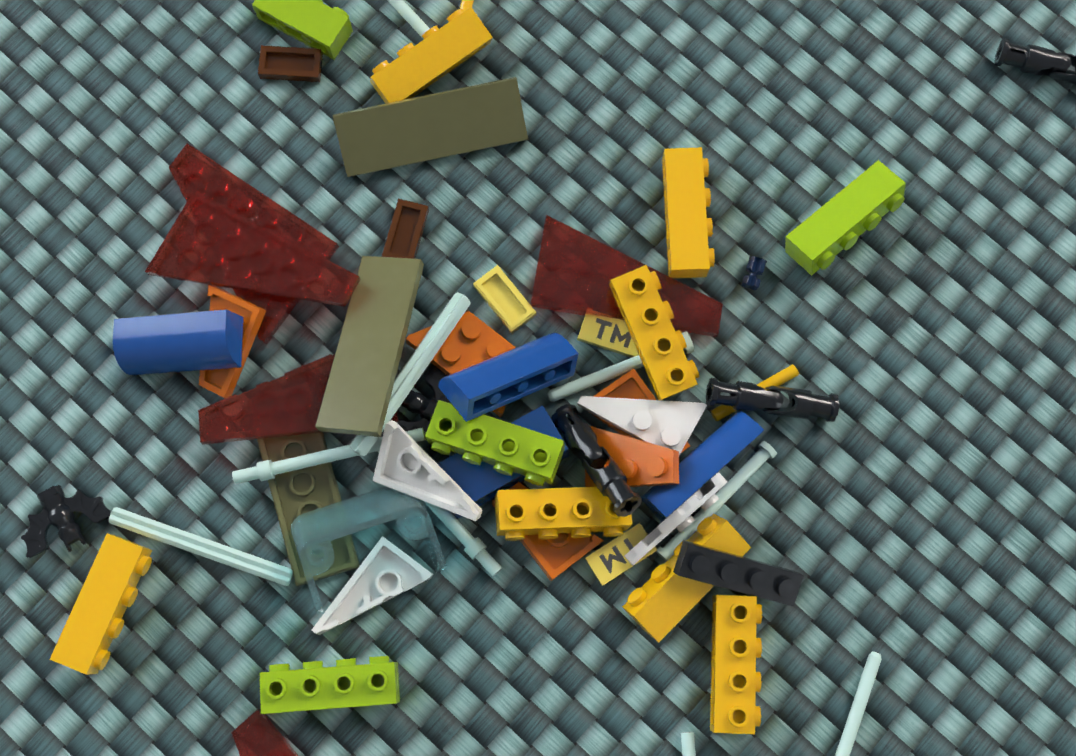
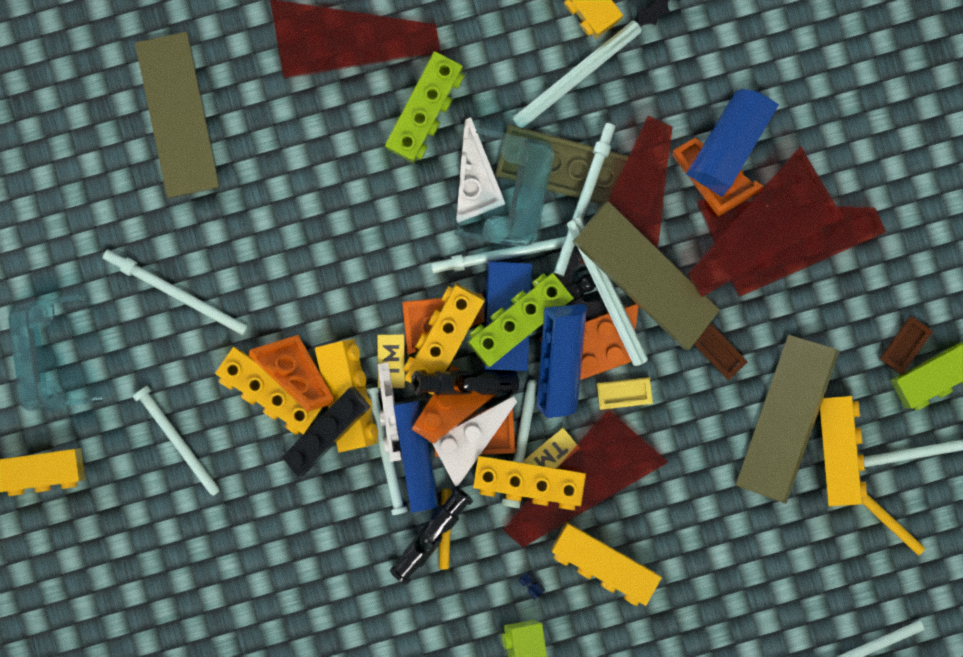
camera: 120 degrees right, 10 degrees up
(413, 472) = (535, 250): white wing -> none
(697, 648) = (294, 371): none -> orange wing

